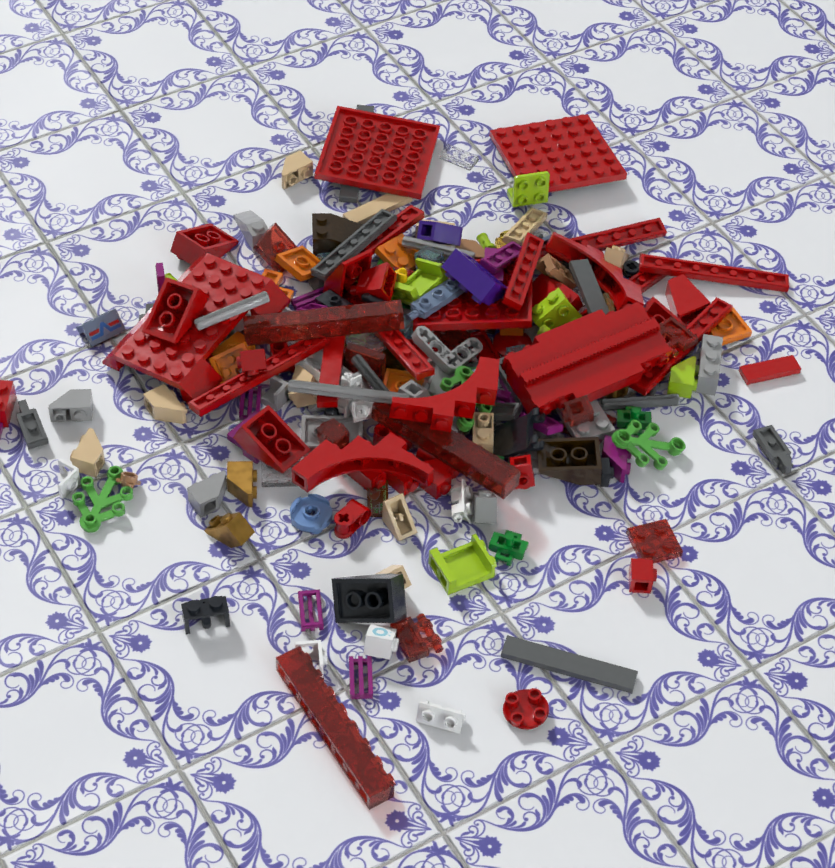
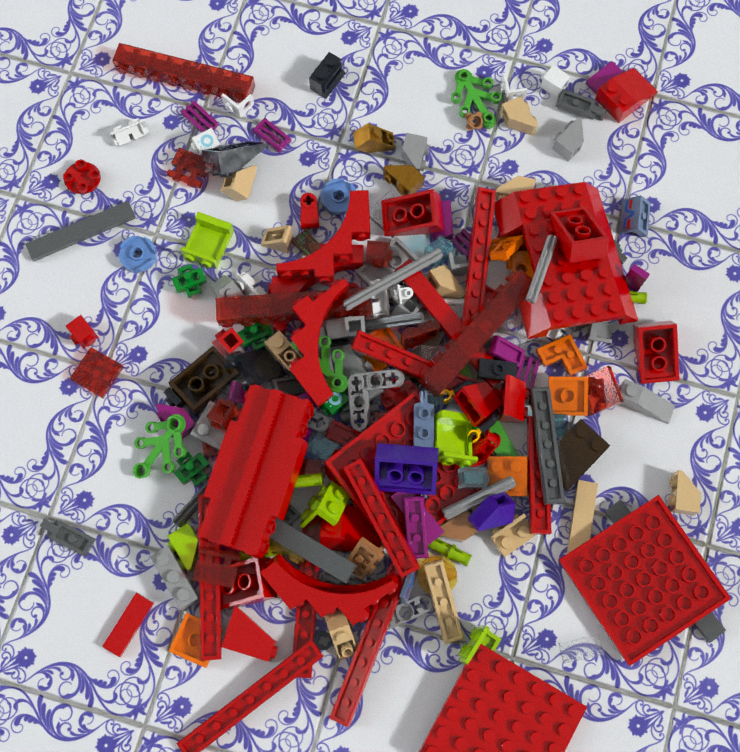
camera: 140 degrees right, 25 degrees up
(24, 455) = (554, 81): none -> white brick
(252, 361) = (483, 247): red brick -> none
(283, 408) = (444, 245): none -> clear light blue brick
(534, 613) = (141, 263): none -> medium blue plate

